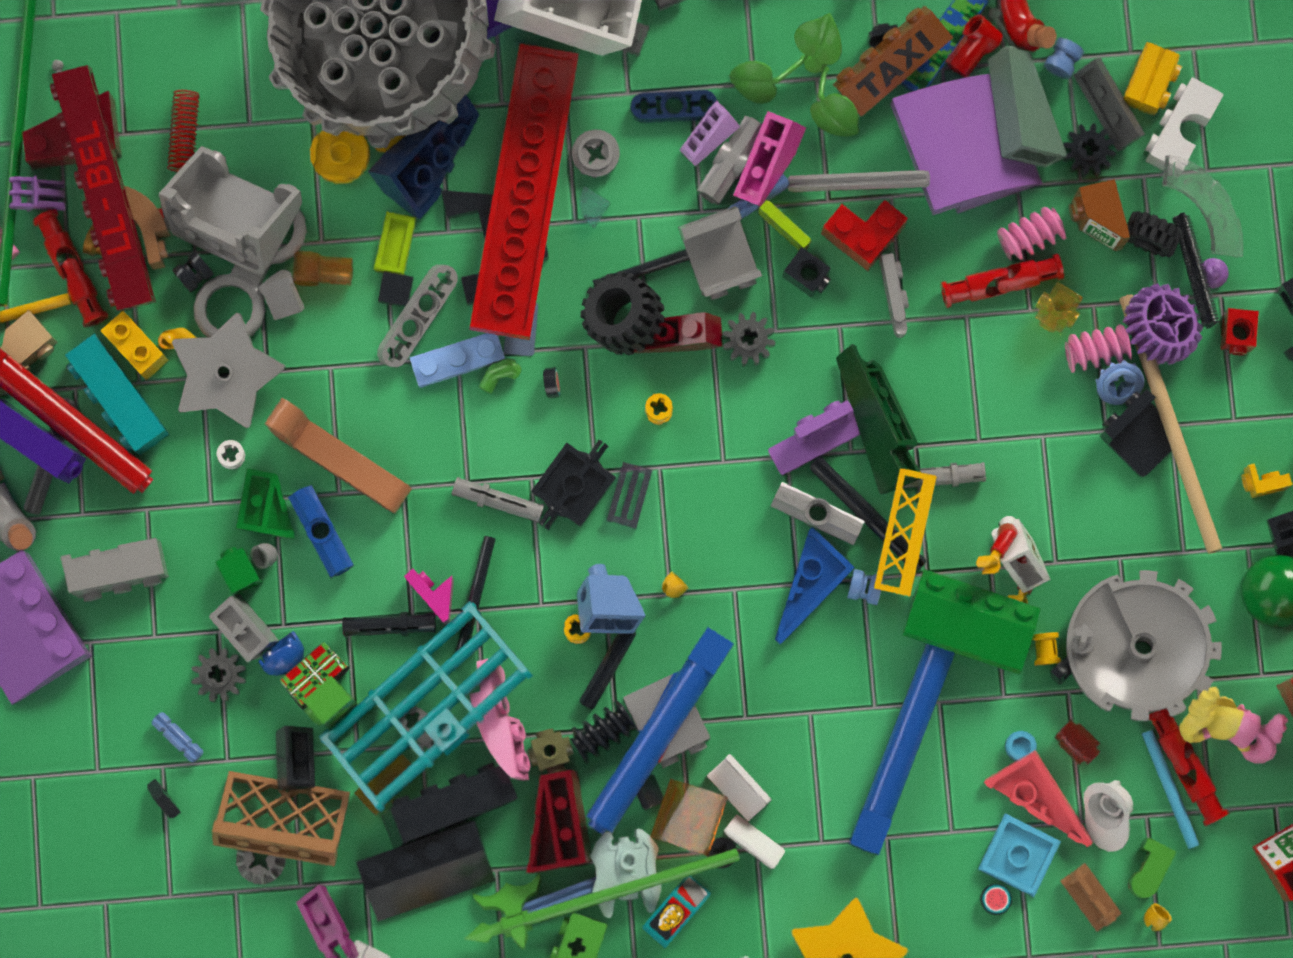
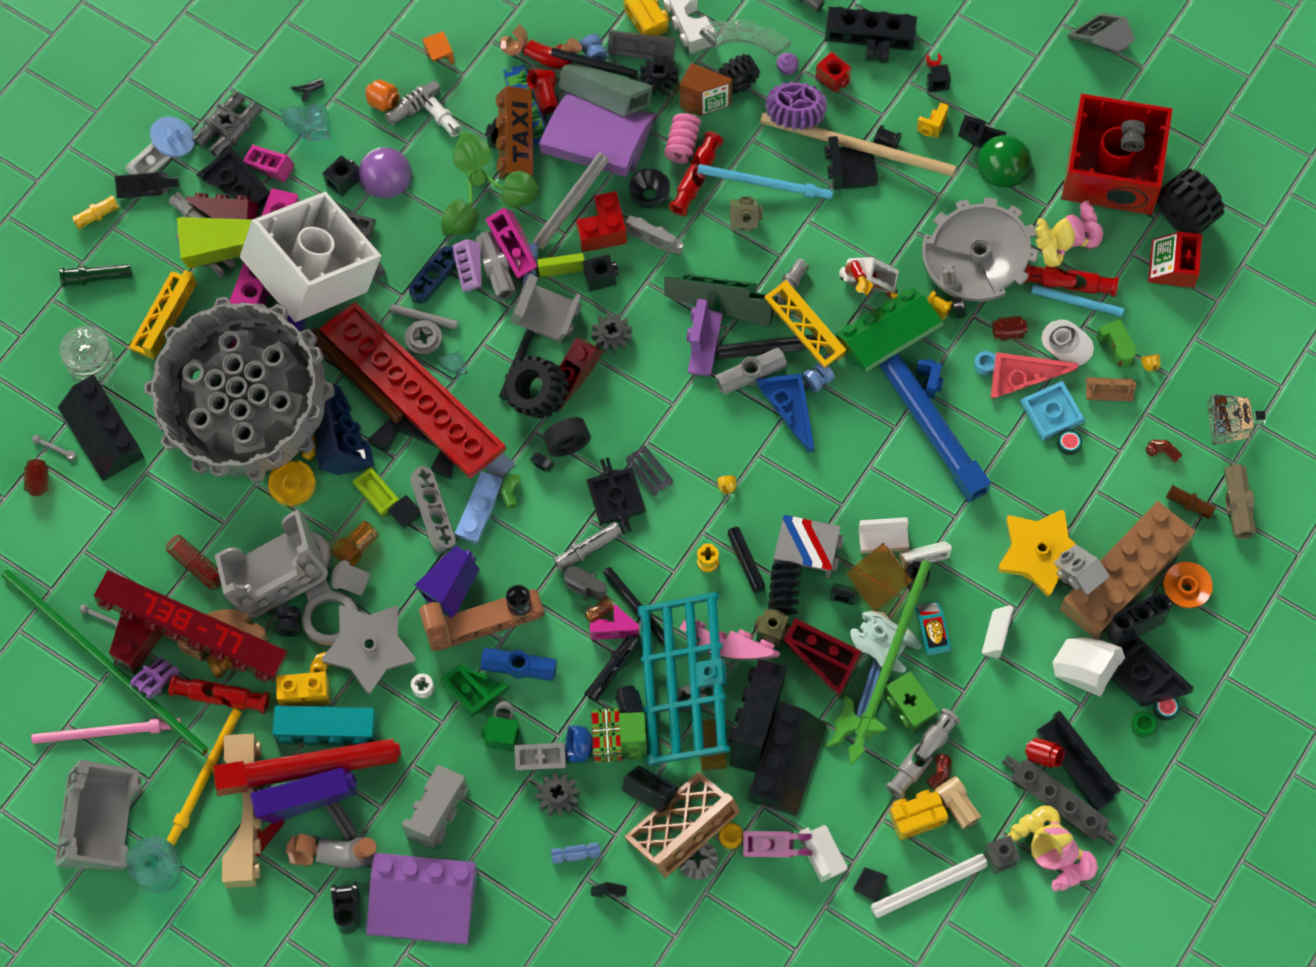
camera: 50 degrees left, 15 degrees down
(308, 874) = (731, 836): none -> yellow tile
(351, 395) = (449, 580): none -> dark purple slope
(364, 672) = (629, 700): none -> black brick
(378, 477) = (518, 594): none -> black wheel
(440, 564) = (599, 610): none -> clear orange pin
(455, 527) = (585, 583): none -> dark grey arm
(499, 117) = (357, 377): none -> reddish brown axle
(594, 387) = (567, 436): none -> black tyre
(608, 603) = (708, 524): medium blue torso -> none
(620, 134) = (419, 315): none -> light grey bar
(654, 400) = (607, 417): yellow bush -> none
(659, 731) = (792, 496): blue brick -> none
(946, 232) = (649, 180): none -> black piece
(954, 711) = (931, 369): none -> blue bracket
(992, 368) = (745, 213): none -> olive brick
(1045, 72) = (595, 63): none -> black bar
(1062, 299) = (739, 153): clear yellow brick -> none
(1077, 412) = (808, 190): none -> medium azure bar
(1097, 347) = (781, 150): bright pink piece -> none
(1106, 388) = (818, 158): light blue gear -> none
(1195, 270) = (785, 70): black axle -> none
(1205, 447) = (887, 137): none -> black bush

